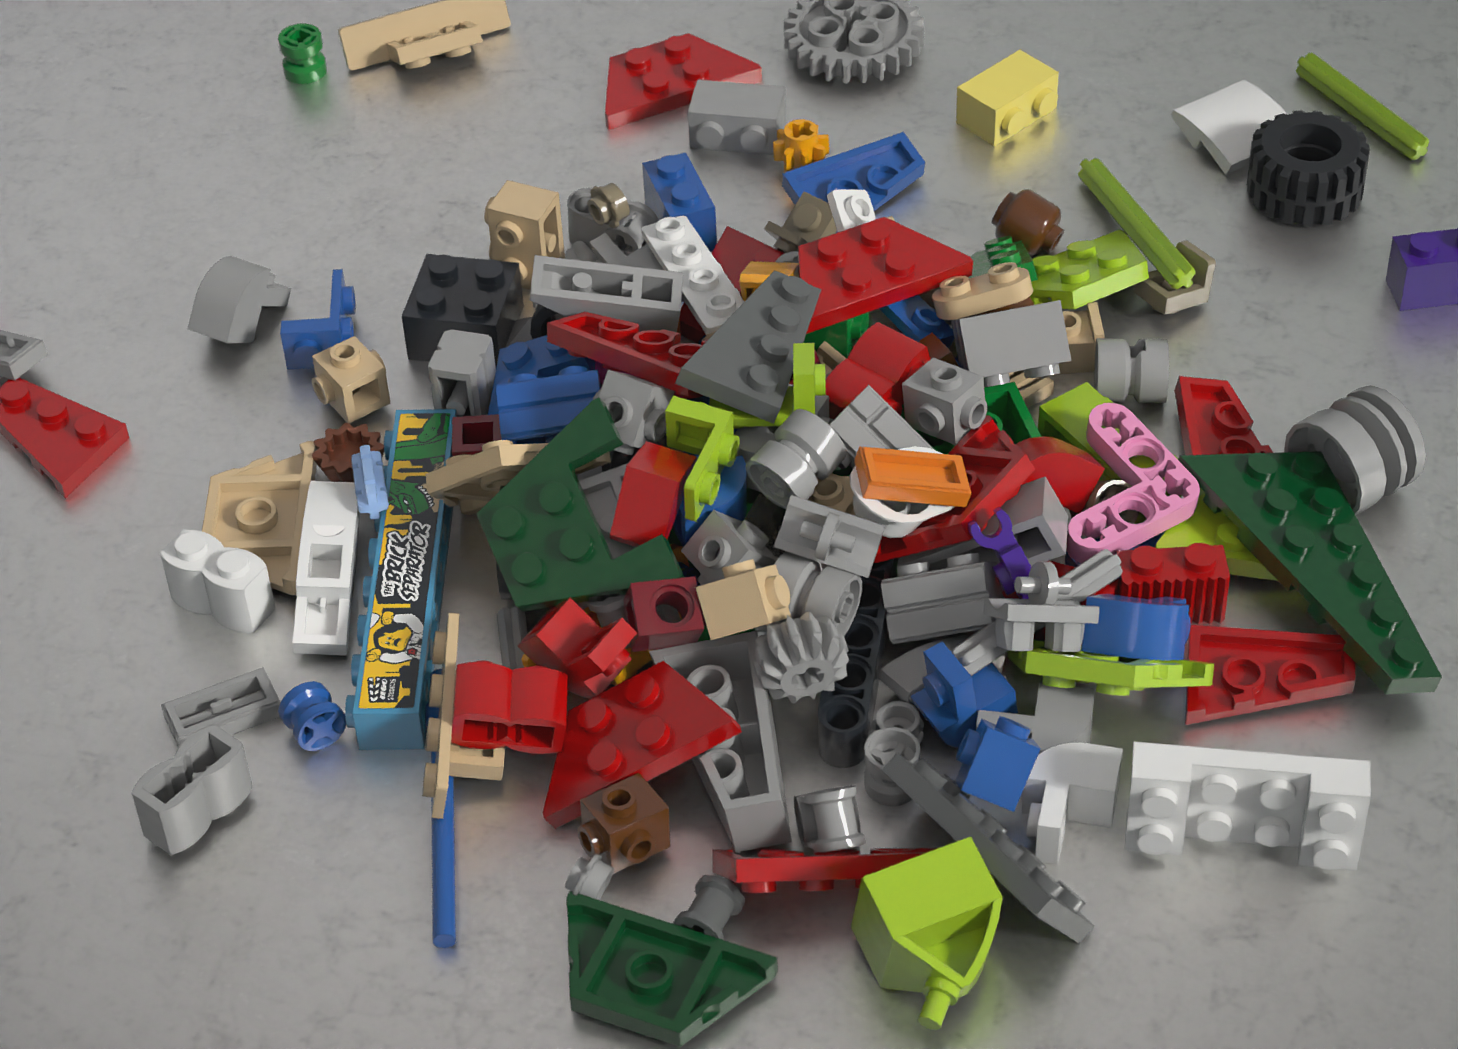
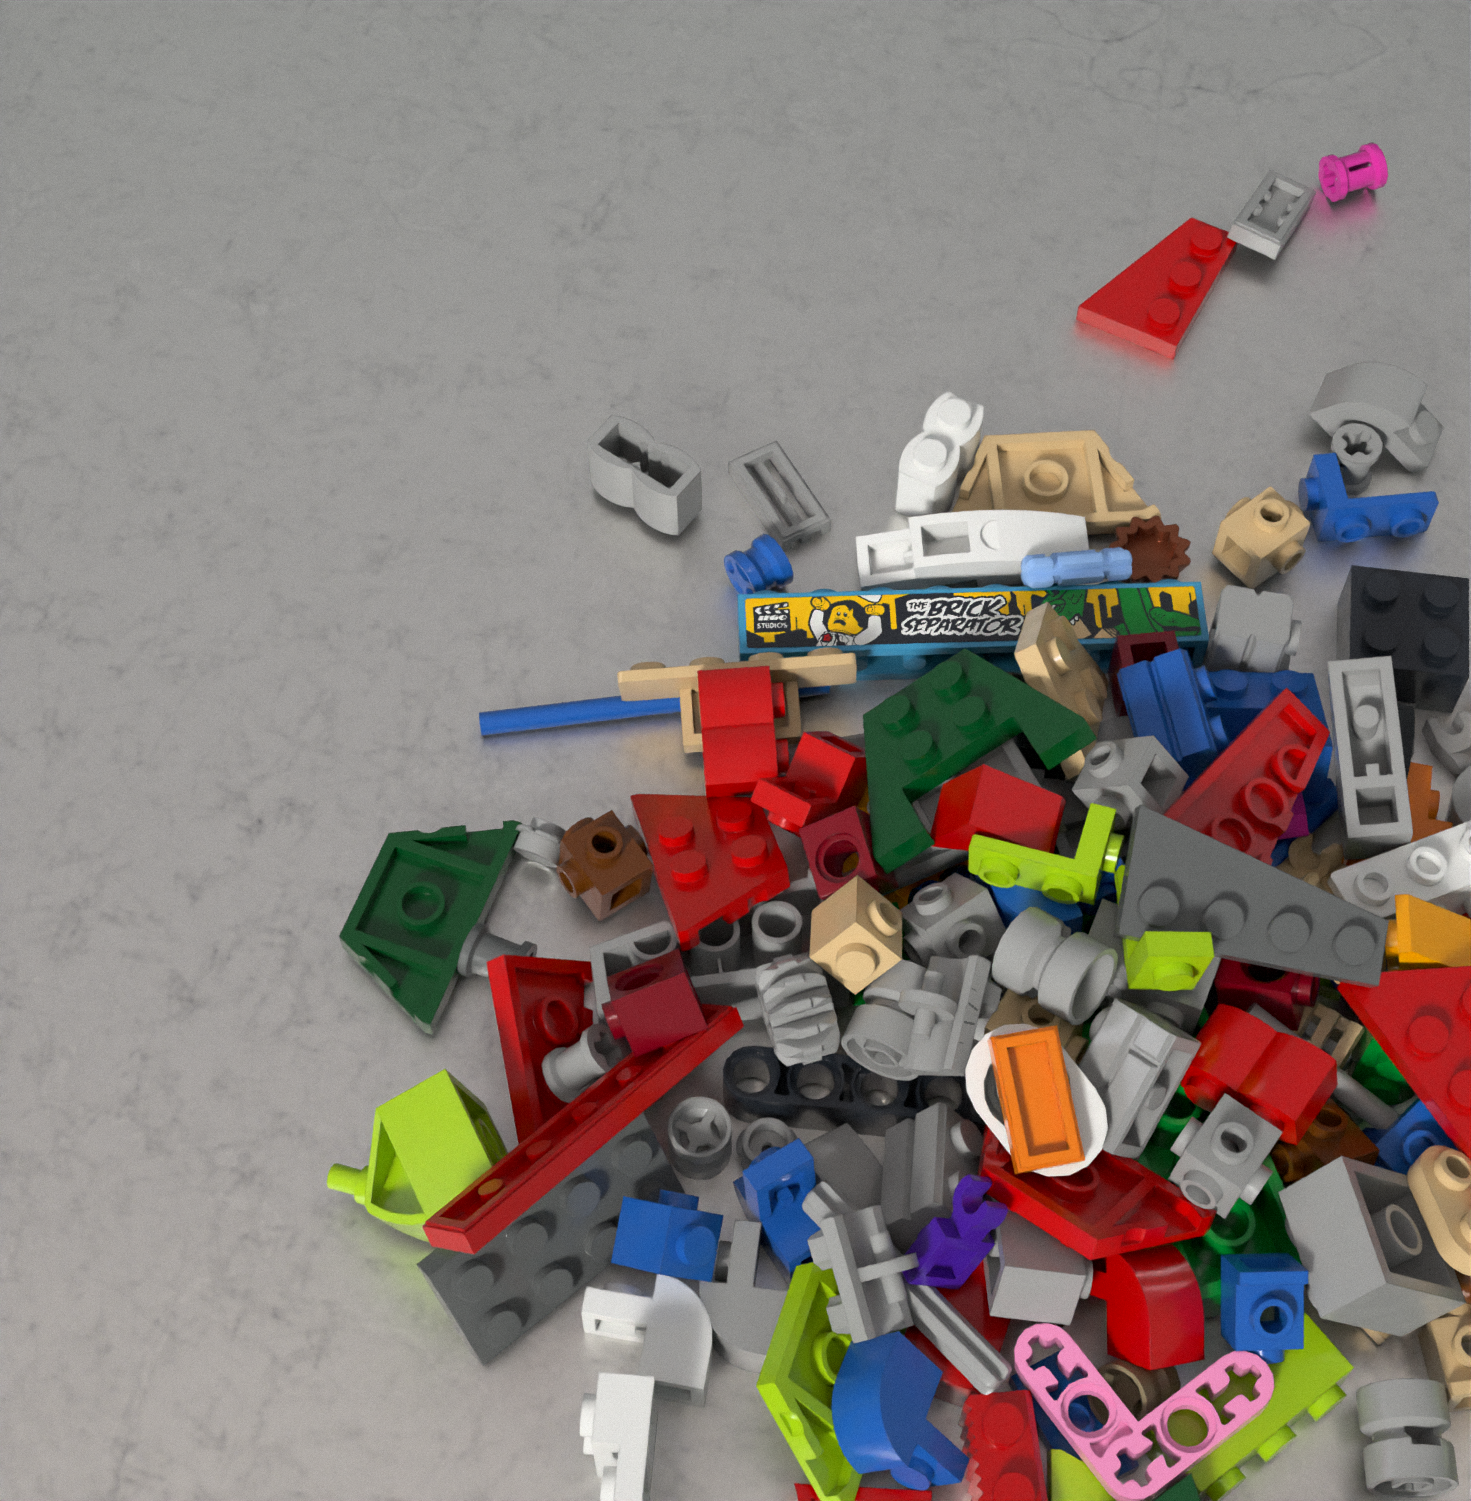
camera: 85 degrees right, 15 degrees up
(281, 309) = (1356, 465): none -> light grey bush
(794, 743) = (654, 1004): none -> dark red brick
(920, 781) = (572, 1137): none -> red tile
(1051, 402) = (1248, 1288): none -> blue brick

